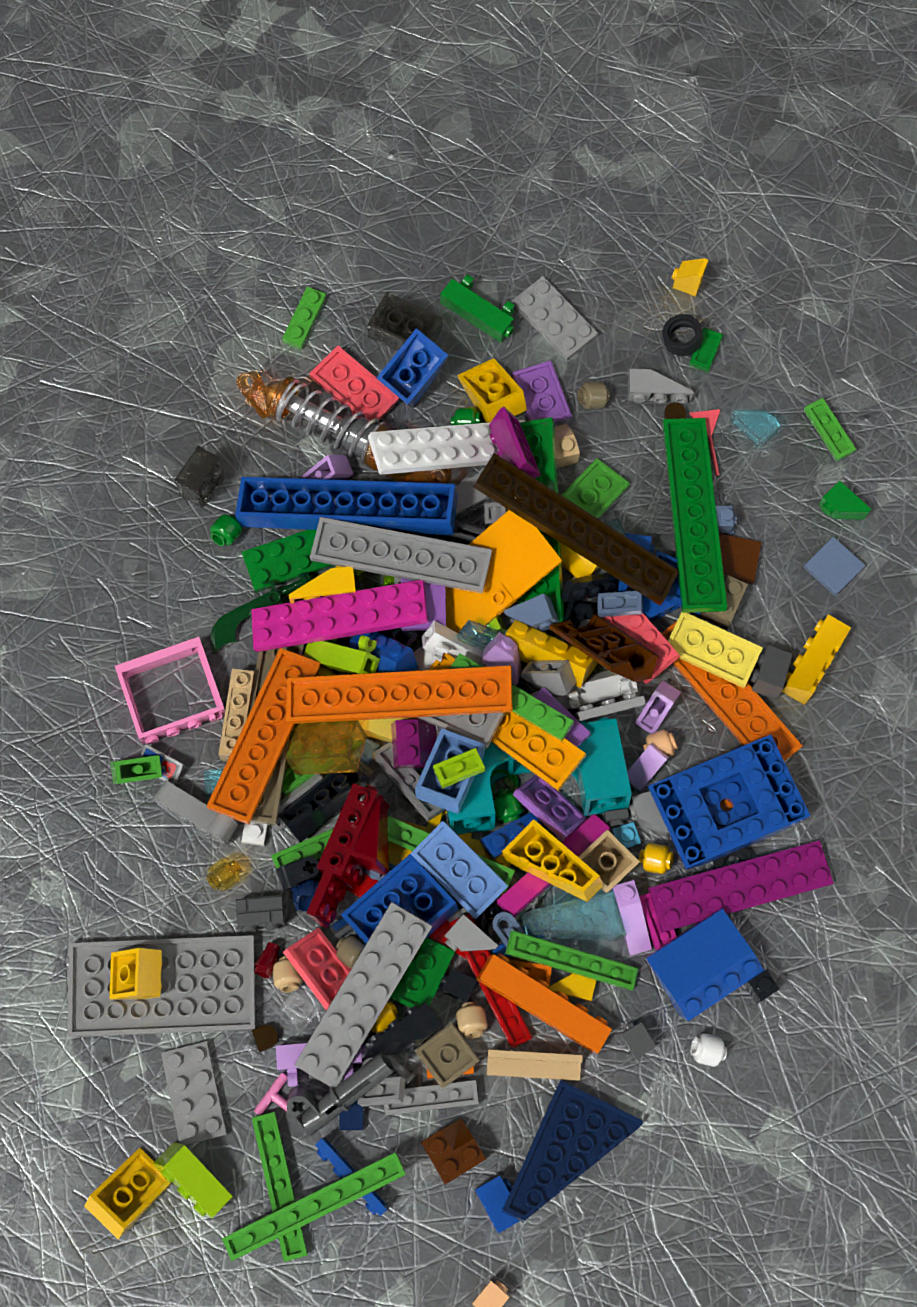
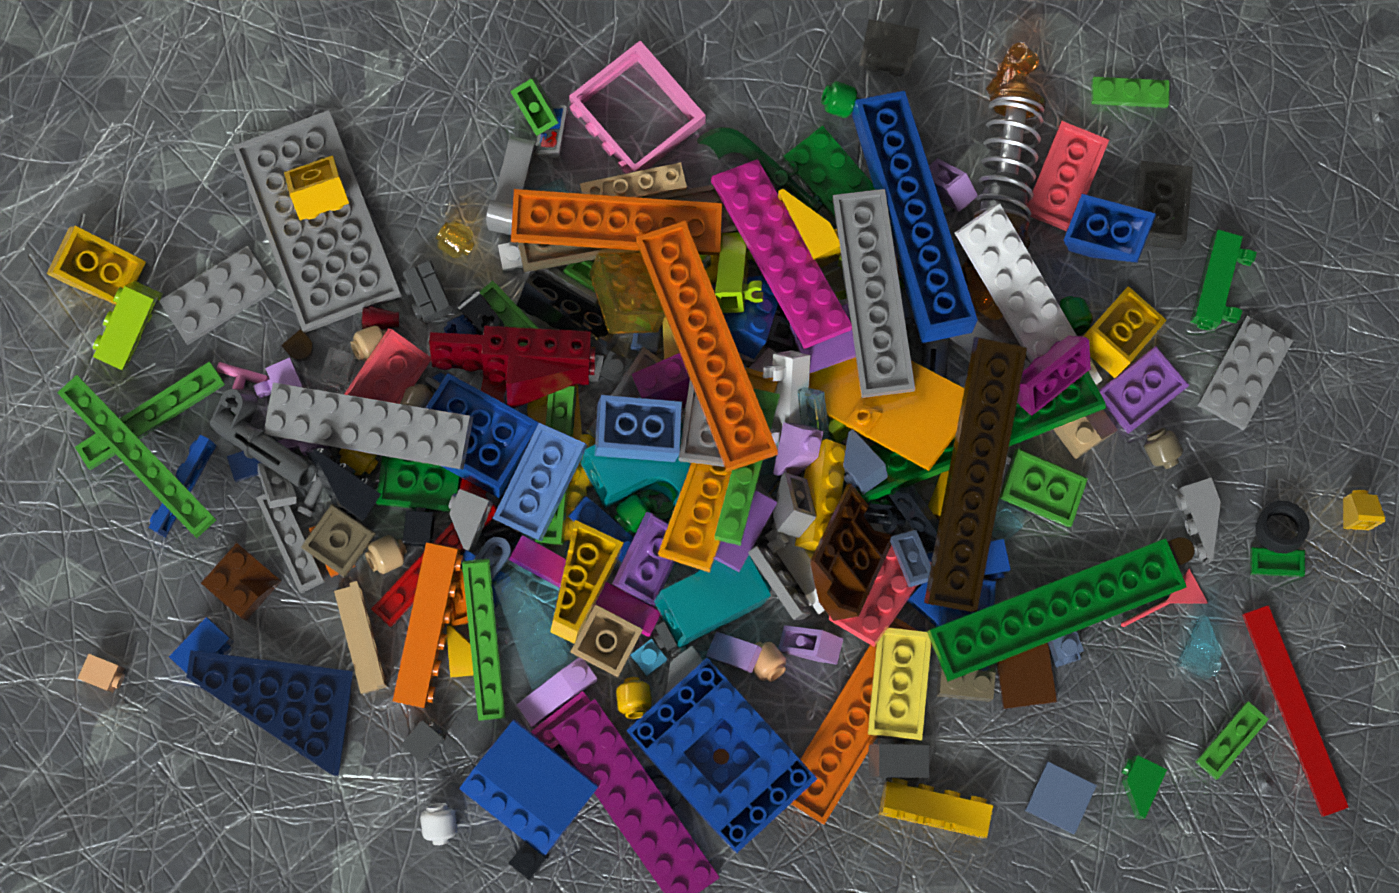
camera: 70 degrees right, 5 degrees up
(458, 768) = (638, 433): lime plate -> none
(820, 378) = (1295, 711): none -> red tile

